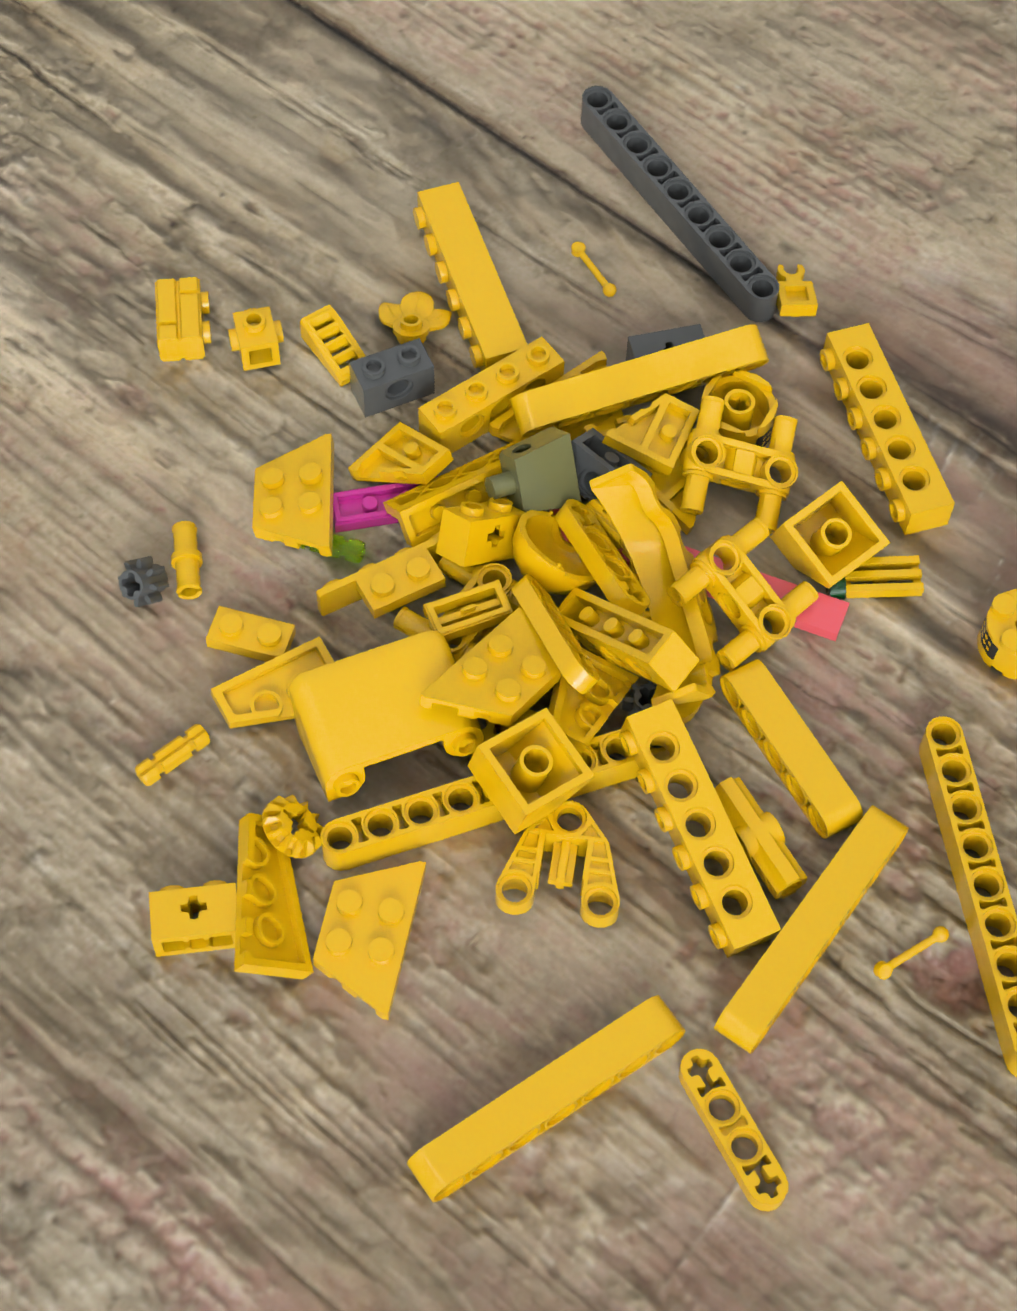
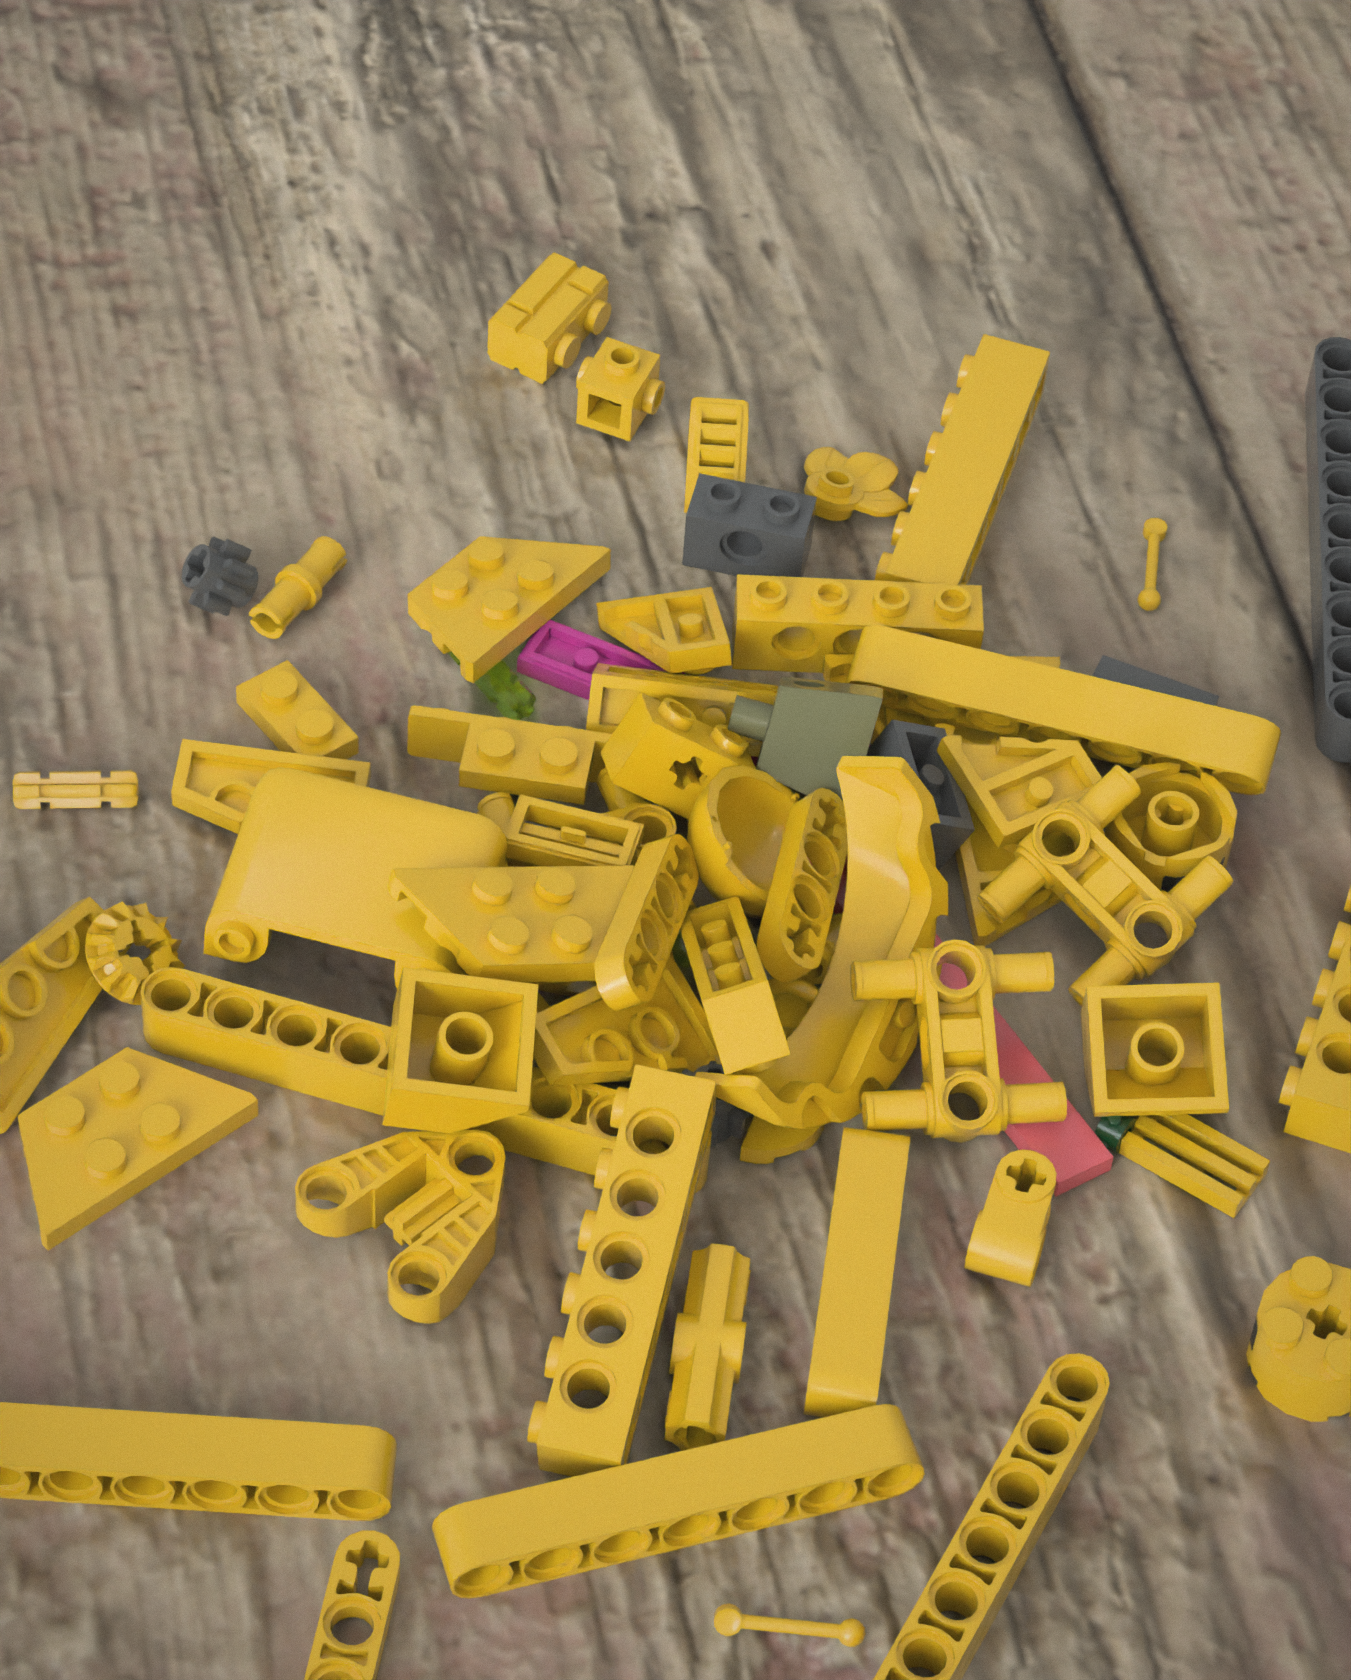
camera: 35 degrees right, 10 degrees down
(837, 669) = (1014, 1219): none -> yellow piece

